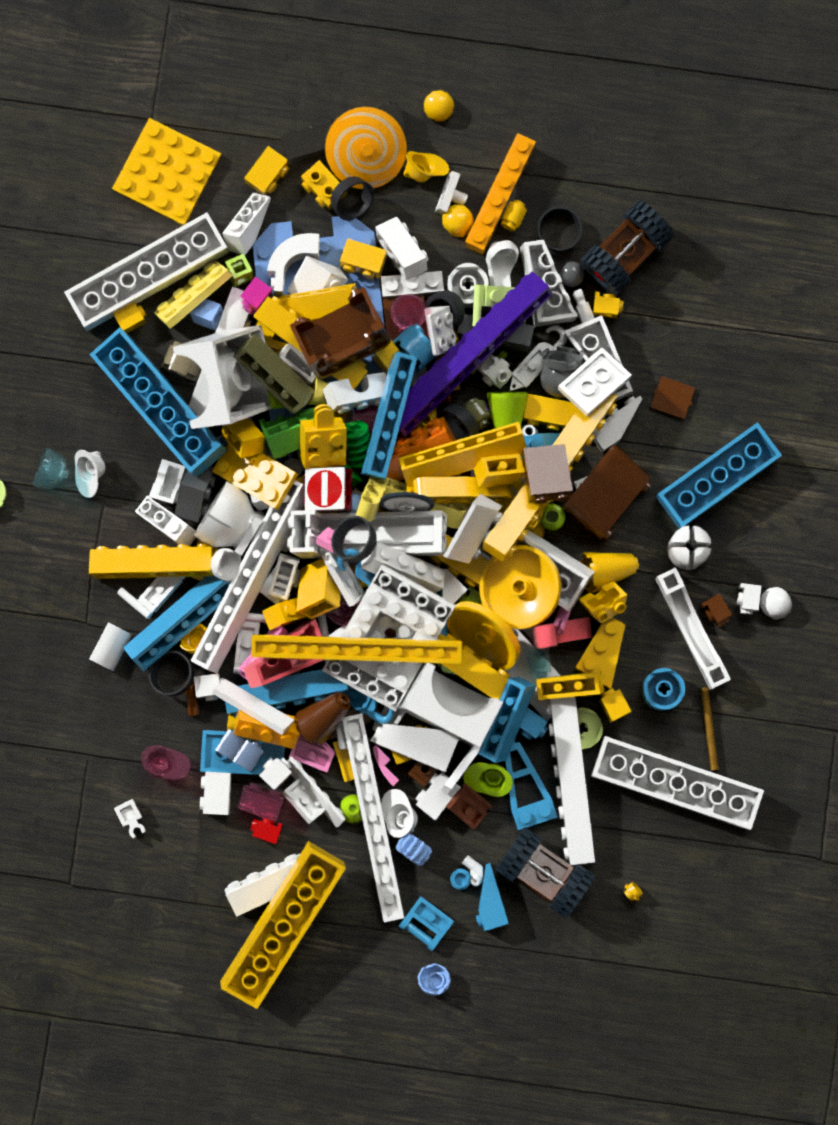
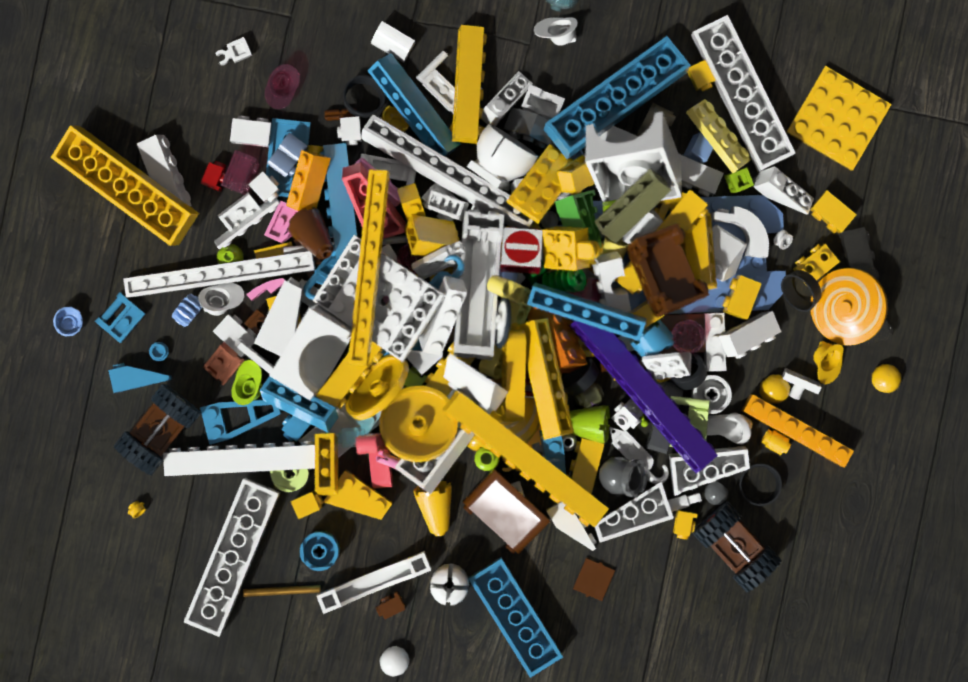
camera: 90 degrees right, 5 degrees up
(225, 564) = (459, 151): white hair -> none
(253, 706) = (326, 169): white tile -> none
(255, 295) = (711, 193): dark pink brick -> none
(299, 221) = (783, 239): none -> white bush
(325, 538) = (473, 249): bright pink plate -> none
(342, 530) = (479, 259): black tyre -> none
(476, 870) = (165, 366): white arm -> none
(499, 470) = (528, 411): yellow brick -> none
(547, 473) = (521, 455): brick -> none
(594, 382) = (609, 506): white plate -> none
(606, 603) = (401, 502): yellow cylinder -> none
(749, 598) = (399, 636): white brick -> none

